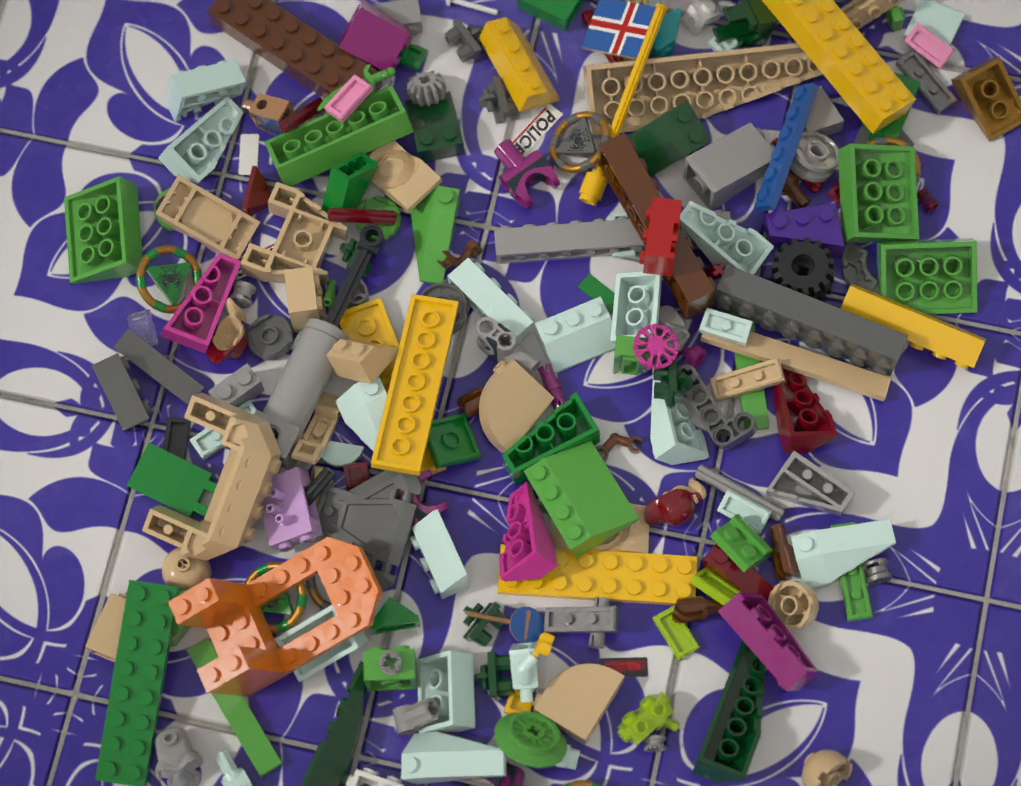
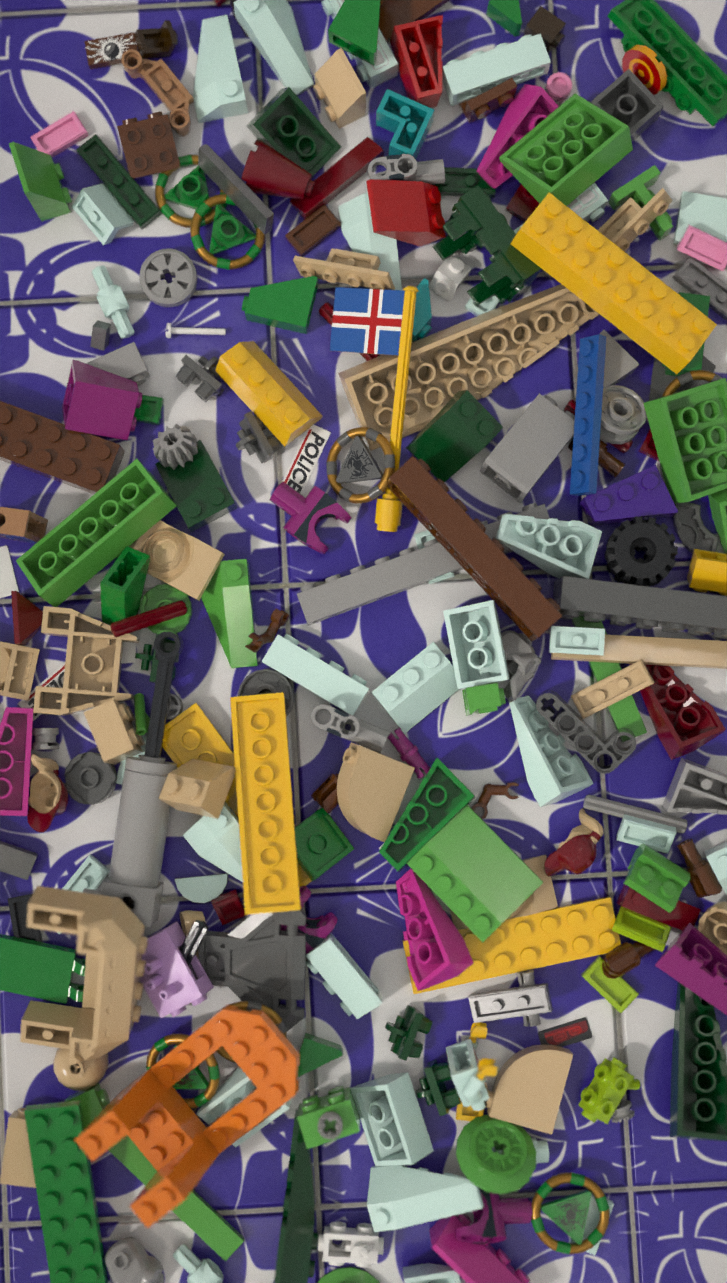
camera: 20 degrees left, 15 degrees up
(238, 387) = (72, 851): light grey brick -> none
(300, 116) = (48, 516): dark red axle -> none
(319, 431) = (175, 876): tan slope -> none
(348, 98) = (94, 490): bright pink tile -> none
(370, 79) = (98, 470): bright green piece -> none
(410, 717) = (365, 1157): light grey piece -> none
(524, 624) = (452, 1023): blue piece -> none
(595, 289) = (426, 628): green sticker -> none
(655, 346) = (511, 690): dark pink wheel -> none
(661, 236) = (489, 572): red wedge -> none
(673, 383) = (537, 731): dark green hips -> none
(694, 356) = (547, 676): magenta tile -> none
(714, 271) = (550, 586): dark red axle -> none

